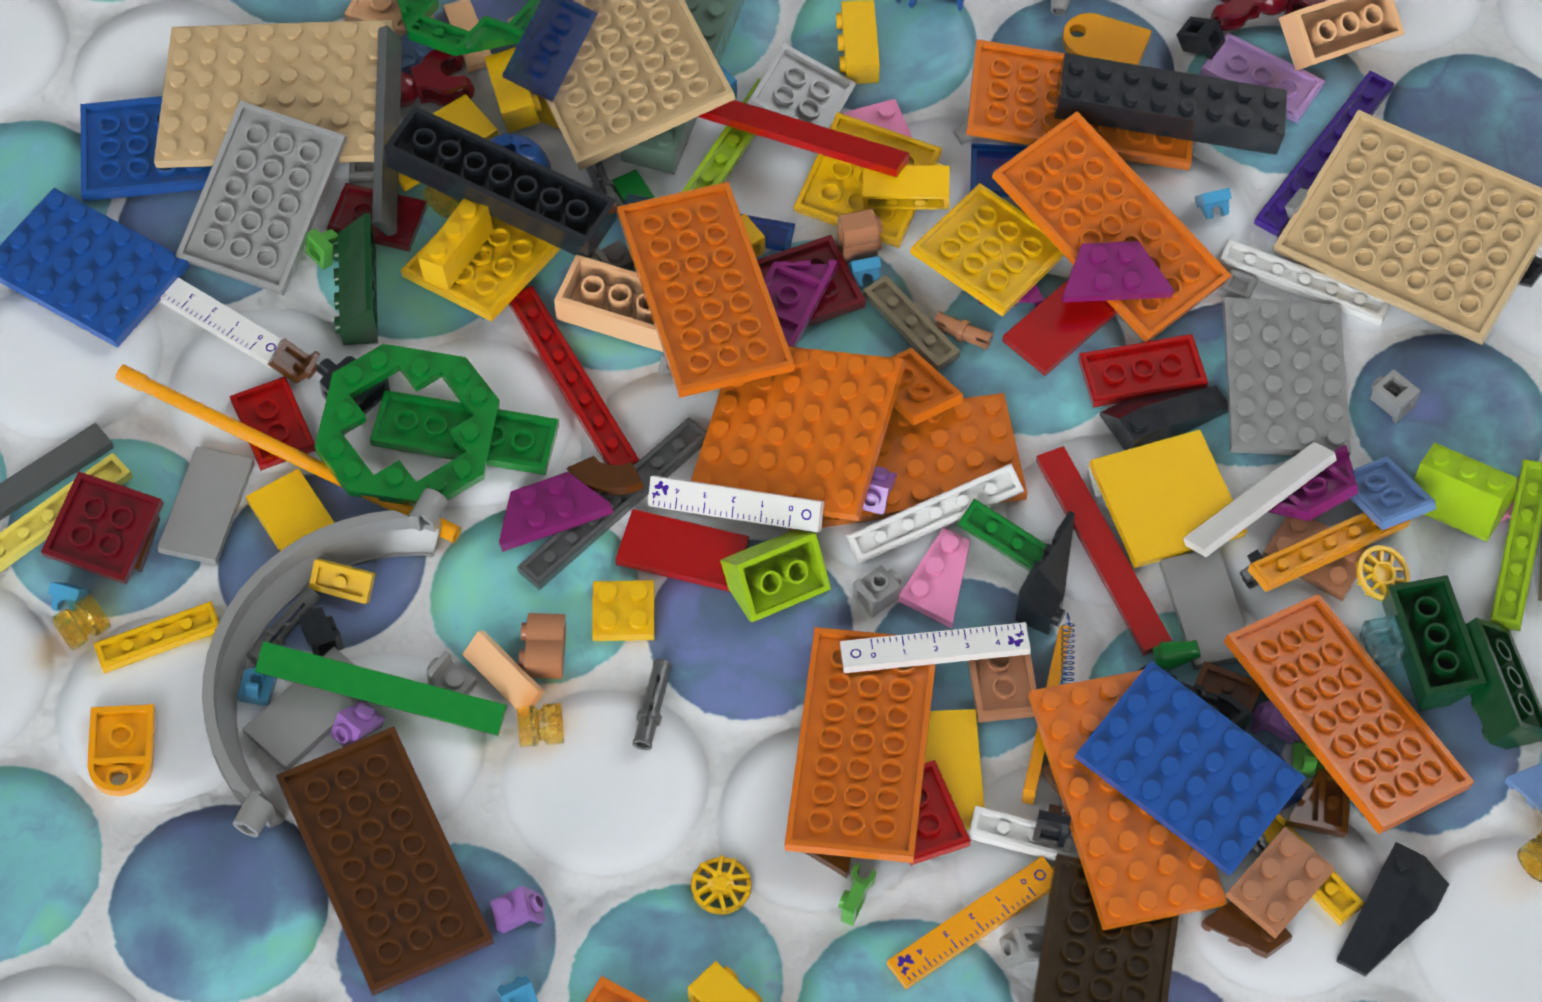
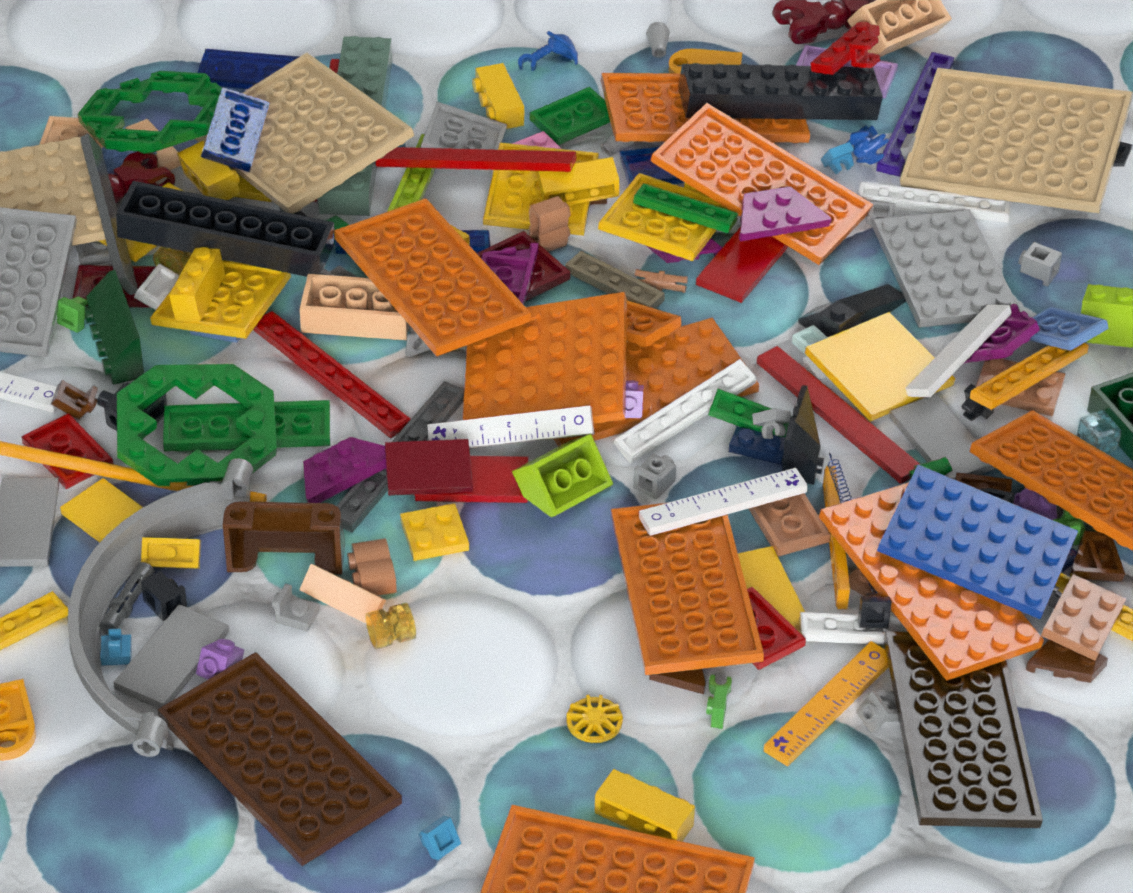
camera: 15 degrees left, 15 degrees down
(380, 688) = (234, 624): green tile -> none
(418, 230) = (156, 286): none -> white tile
(419, 578) = (283, 528): none -> reddish brown windscreen
(518, 908) = (415, 770): medium lavender bracket -> none
(607, 478) = (396, 432): reddish brown tile -> none
(635, 533) = (428, 467): none -> dark red tile
(644, 735) = (486, 617): dark grey pin -> none
(865, 266) = (562, 248): dark azure tile -> none
(932, 83) = (571, 115): none -> green plate
(938, 578) = (704, 459): bright pink wing -> none
(999, 571) = (754, 445): none -> dark blue plate
(1014, 245) = (685, 208): none -> green tile
(1019, 555) = (772, 419): none -> light grey tile
(1101, 444) = (807, 337): none -> light aqua plate
(1142, 370) = (822, 283): red tile -> none
(1201, 36) = (785, 48): black brick -> none
(1244, 196) = (866, 147): none -> blue piece
(1263, 65) = (850, 46): none -> red plate
(1381, 572) = (1076, 384): yellow wheel -> none

